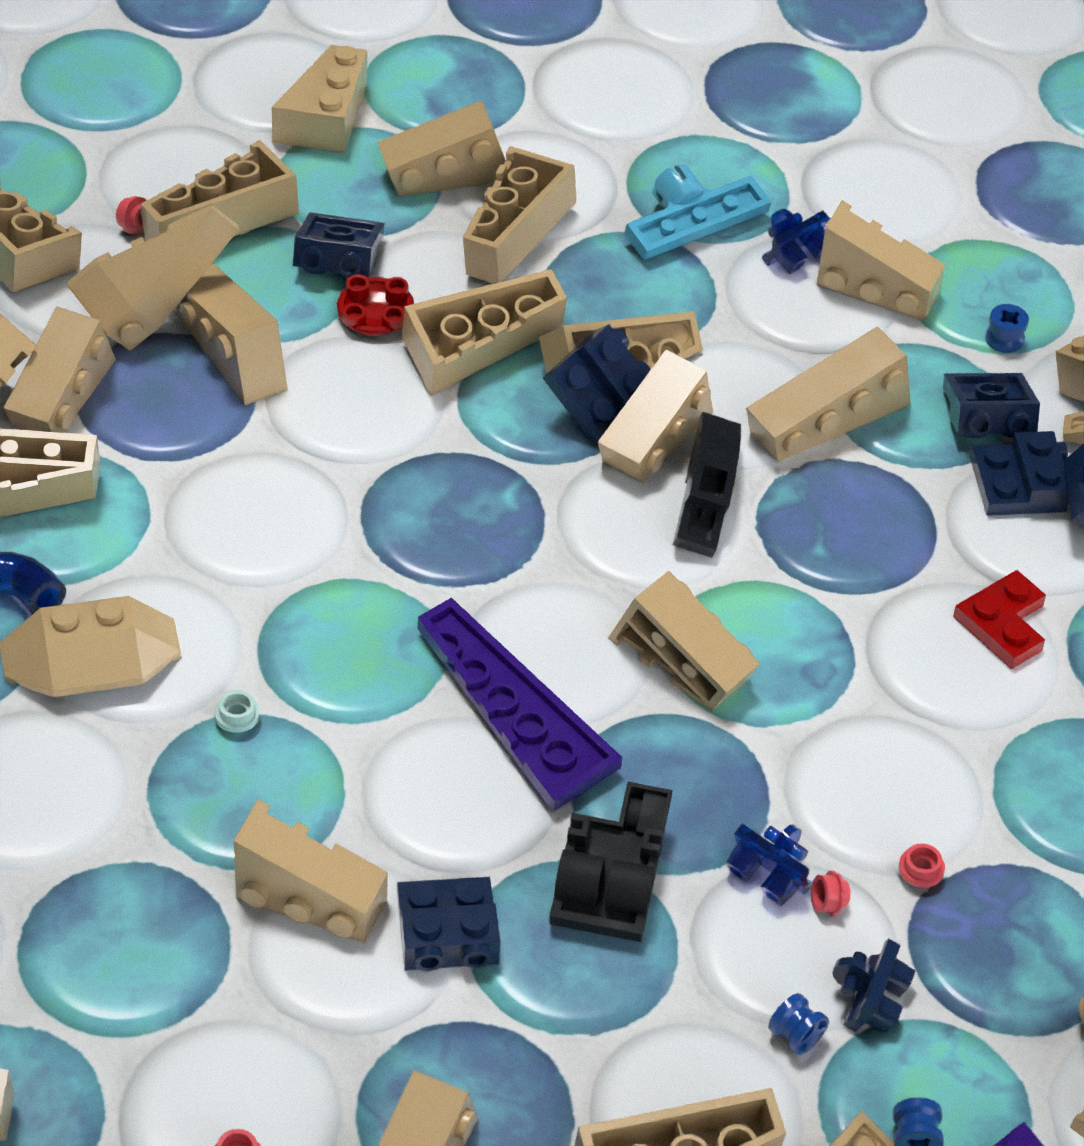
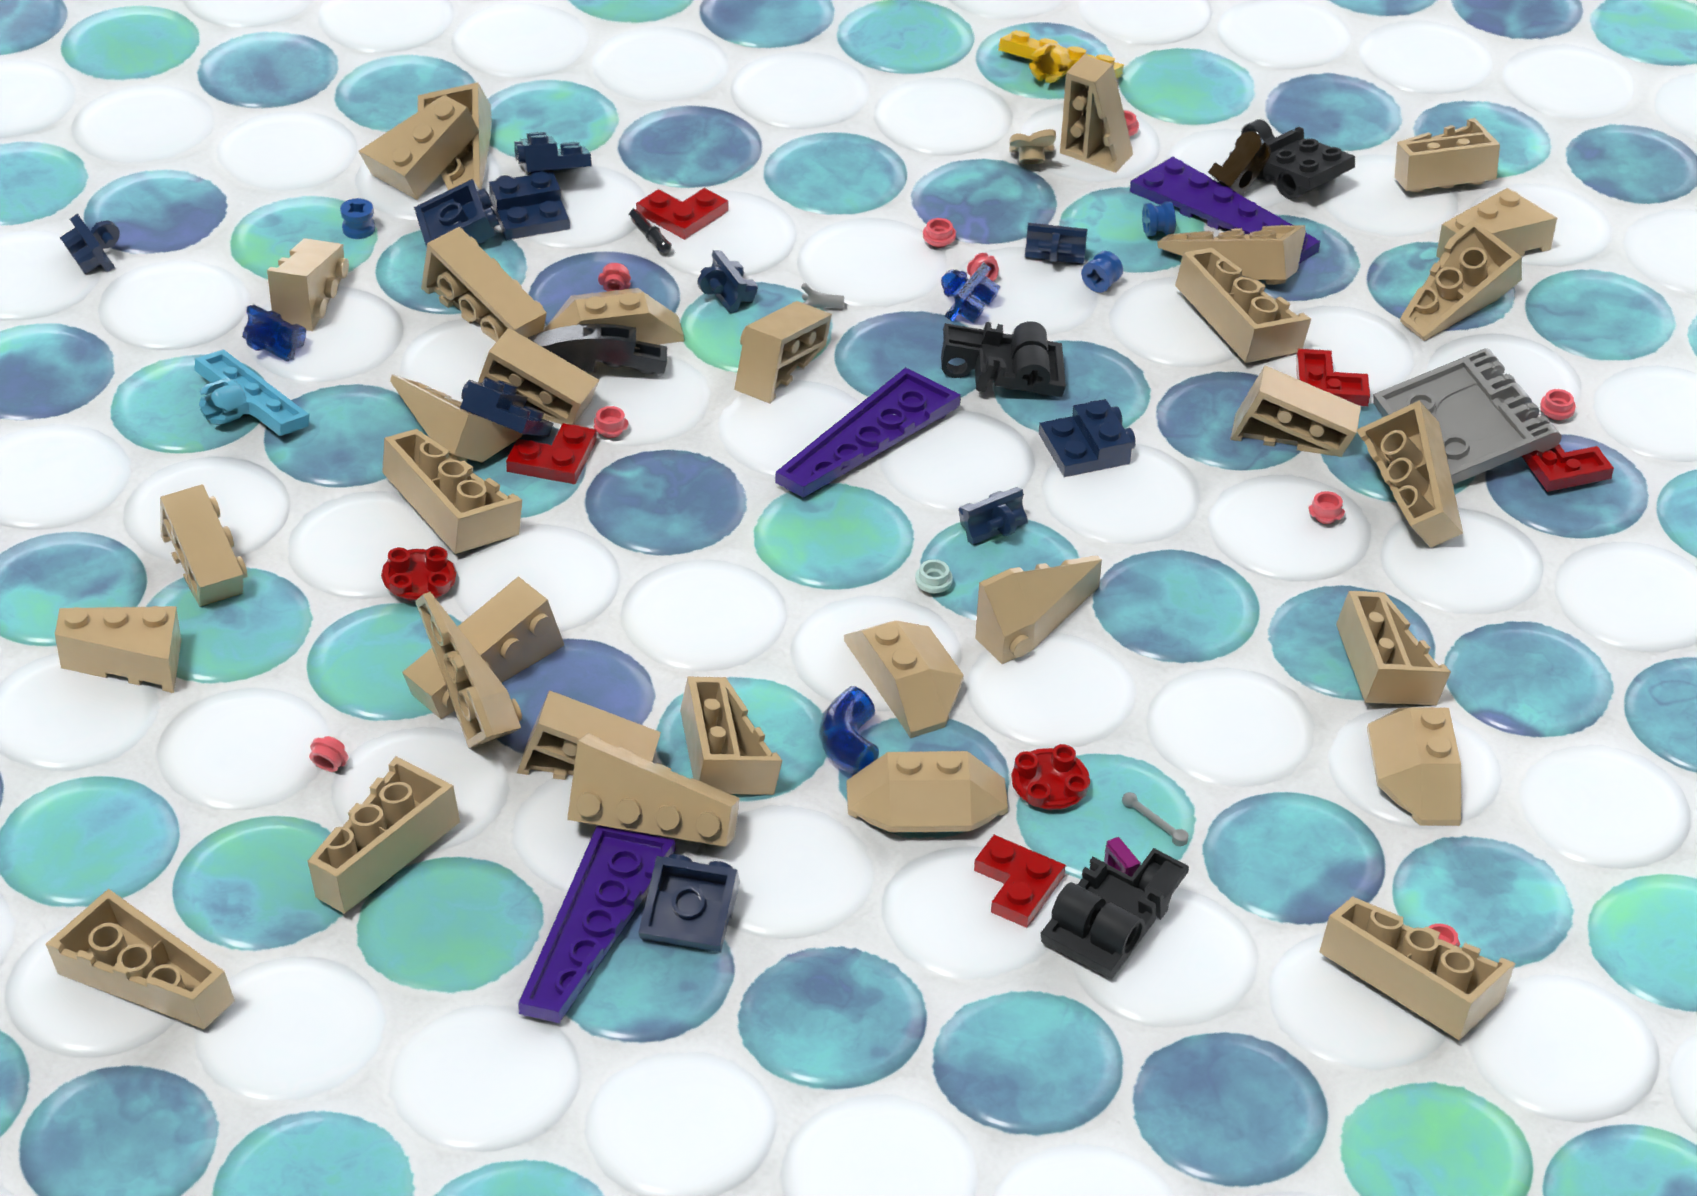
camera: 100 degrees left, 5 degrees down
(131, 777) = (1025, 606): none -> tan wedge
(246, 189) = (306, 682): tan wedge -> none
(304, 879) = (1091, 505): tan wedge -> none
(315, 786) = (993, 516): none -> dark blue hips
(337, 245) = (345, 602): dark blue plate -> none
(517, 213) = (285, 491): tan wedge -> none
(541, 438) = (556, 462): none -> red plate
(588, 482) = (610, 421): none -> coral plate
(779, 517) = (622, 307): none -> tan wedge
(793, 712) = (819, 299): none -> light grey bar
(833, 615) = (727, 282): none -> dark blue hips
(860, 527) = (615, 277): none -> coral plate
(965, 579) = (651, 232): none -> black piece
(975, 128) = (88, 245): none -> dark blue hips

